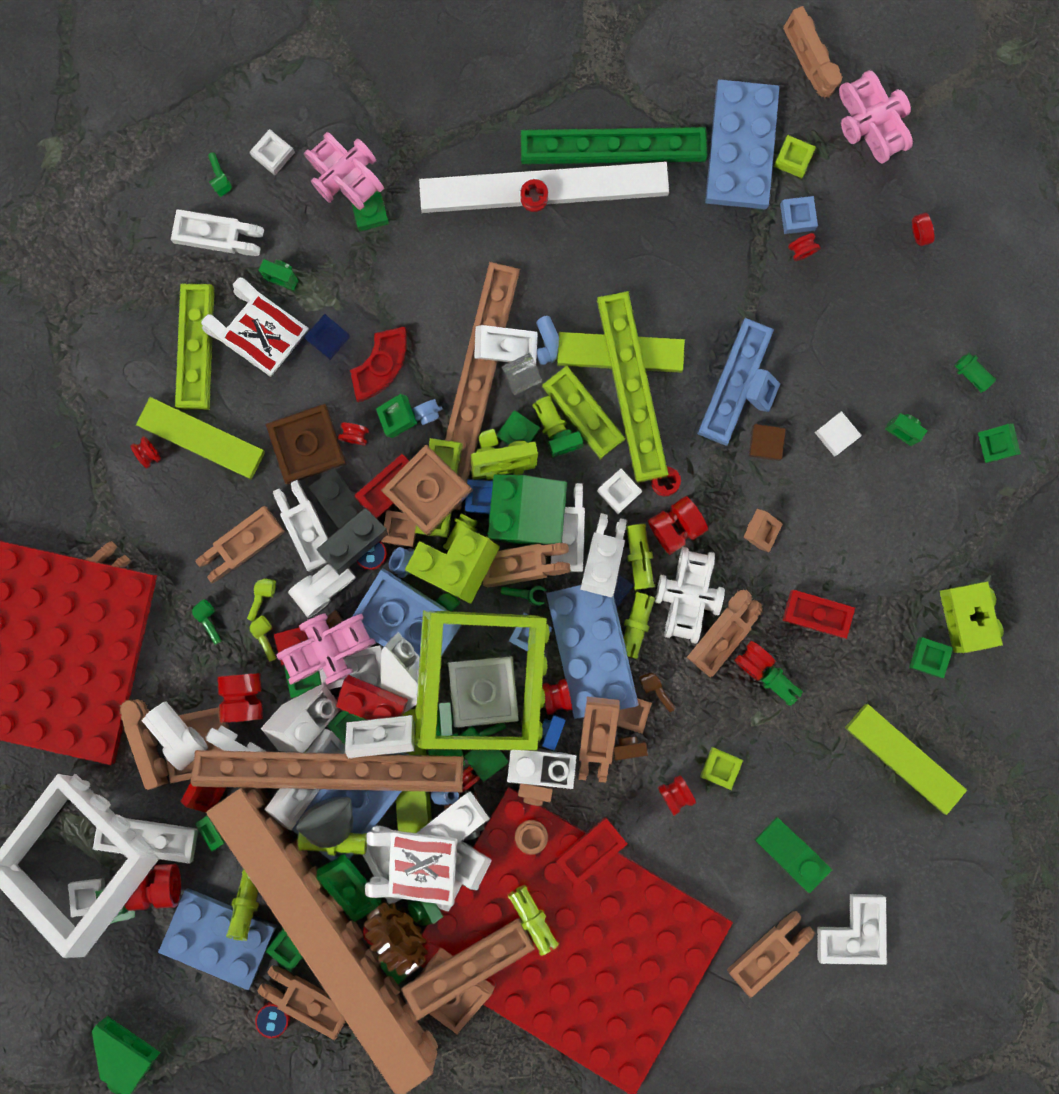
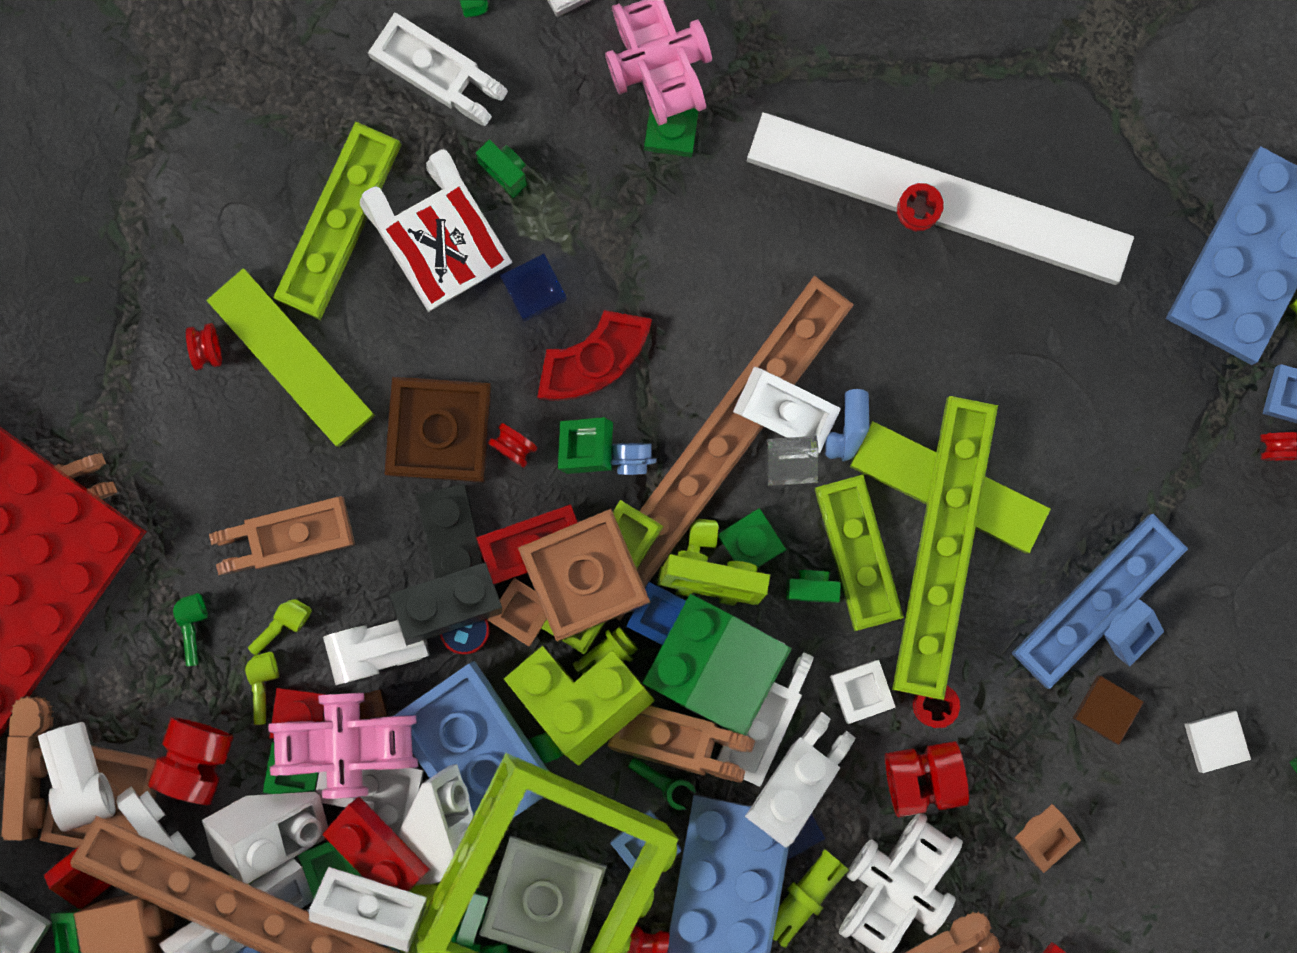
camera: 20 degrees right, 0 degrees up
(303, 526) = (384, 549): white hinge -> none
(399, 561) = (503, 659): medium blue plate -> none
(549, 416) = (806, 540): lime pin -> none
(613, 145) = (1067, 179): green tile -> none
(640, 556) = (852, 800): lime pin -> none

